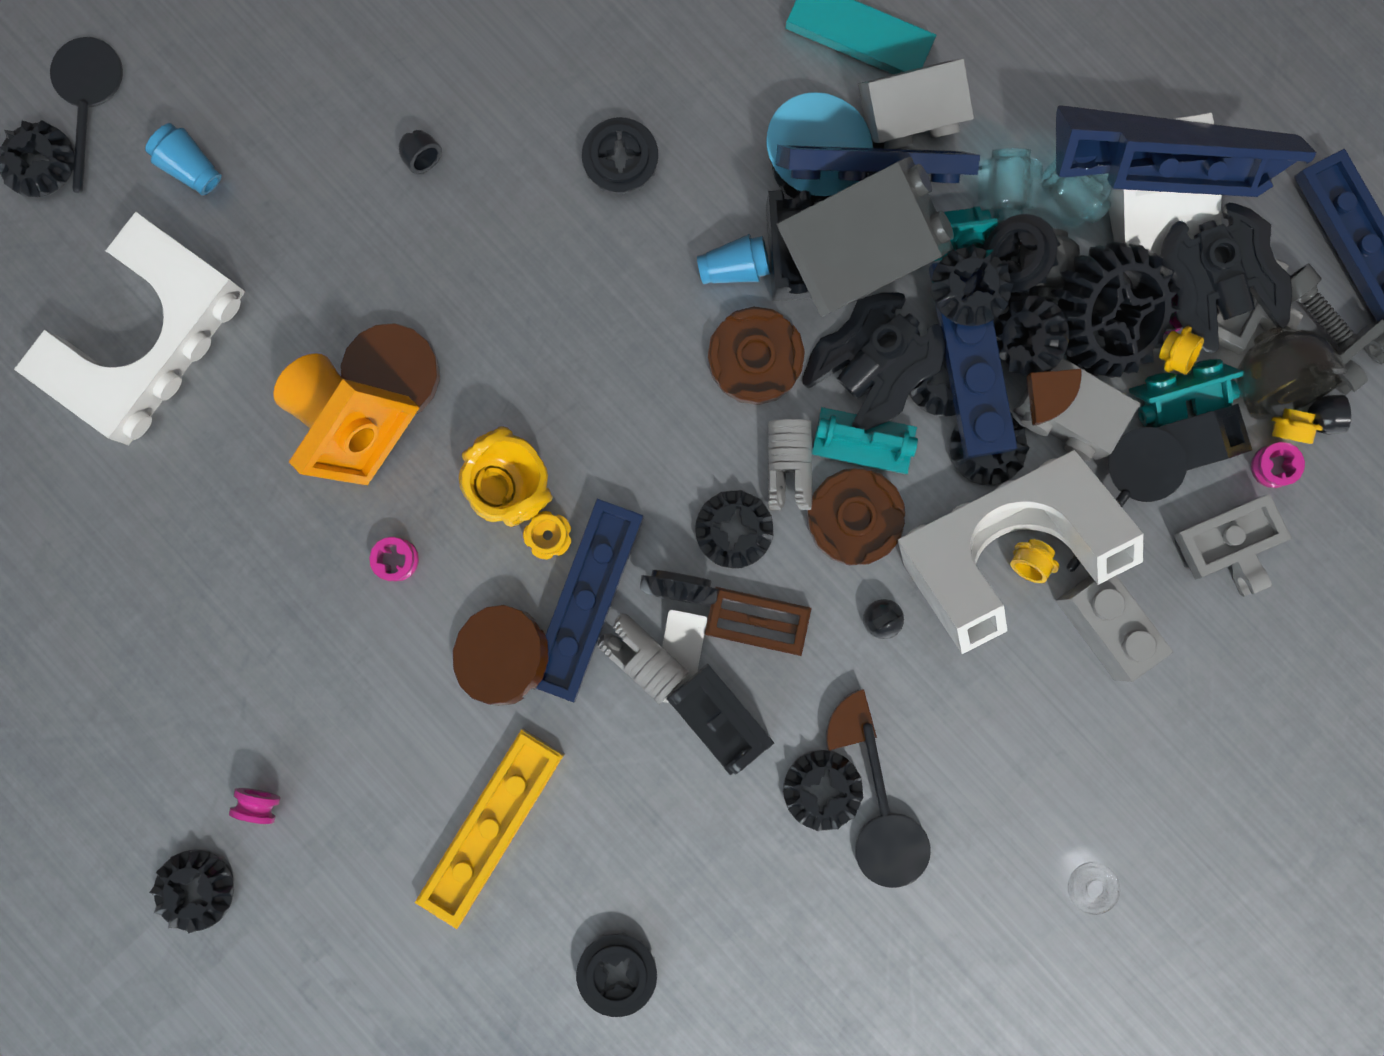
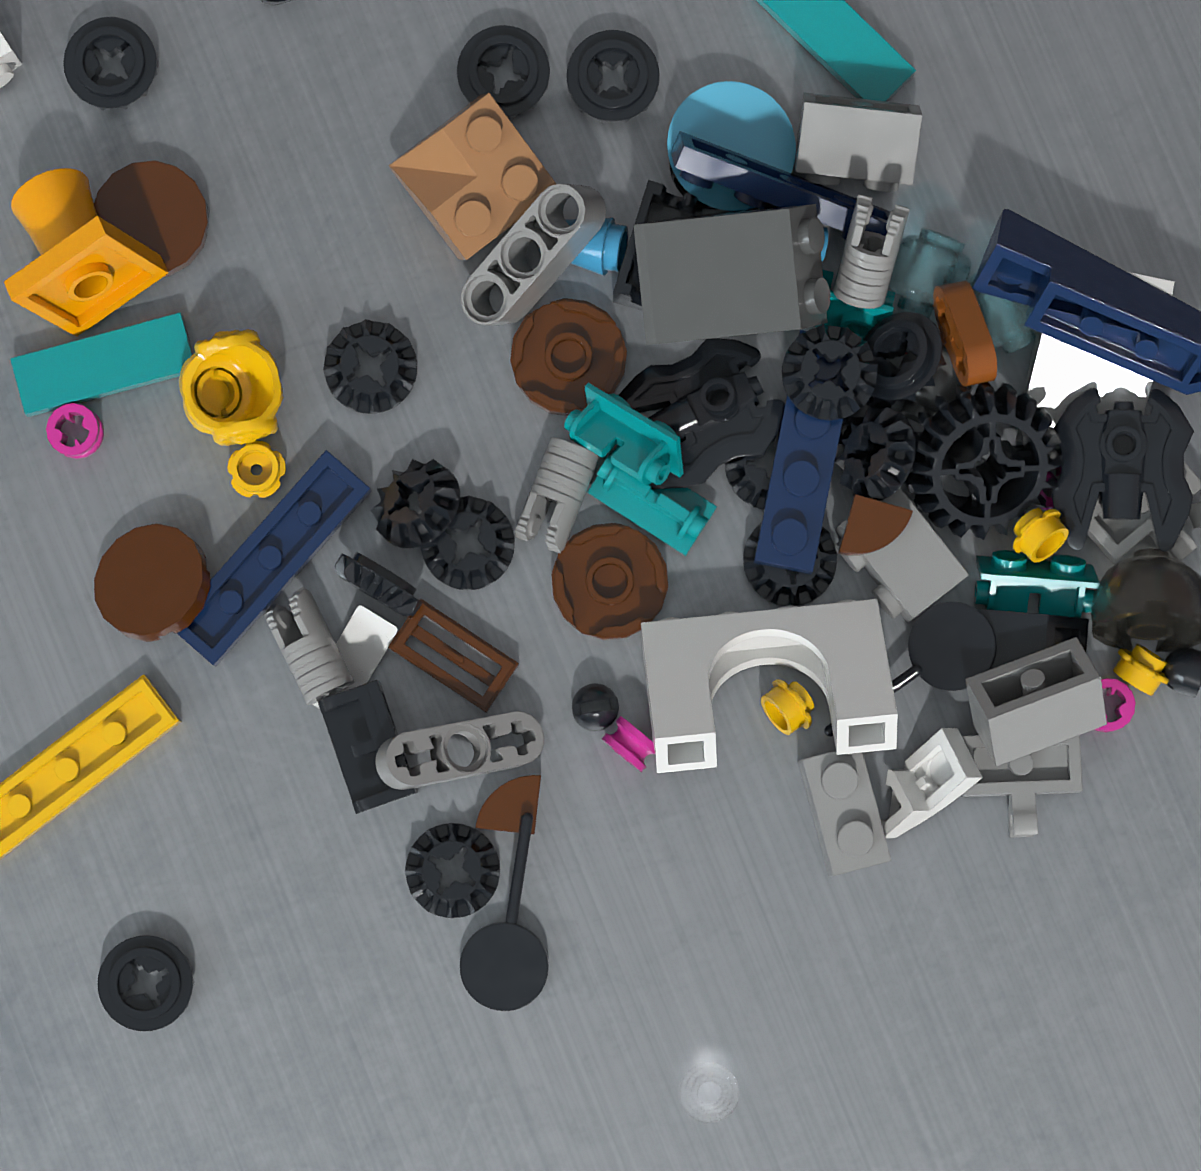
camera: 15 degrees right, 0 degrees up
(306, 244) = (110, 37): none -> black gear
(395, 499) = (102, 364): none -> teal tile
(609, 443) = (365, 394): none -> black gear
(631, 241) = (472, 176): none -> medium nougat slope
(682, 298) = (508, 262): none -> light grey beam
(696, 108) = (613, 49): none -> black gear
(701, 504) = (438, 502): none -> black gear
(775, 696) = (425, 773): none -> light grey beam
(850, 399) = (647, 447): none -> teal hinge
(924, 637) = (630, 744): none -> dark pink bush
(966, 185) = (869, 257): none -> light grey hinge
(1070, 214) = (965, 332): none -> dark orange beam
(1169, 574) = (929, 781): none -> white slope
(1237, 481) = (1036, 701): none -> light grey brick

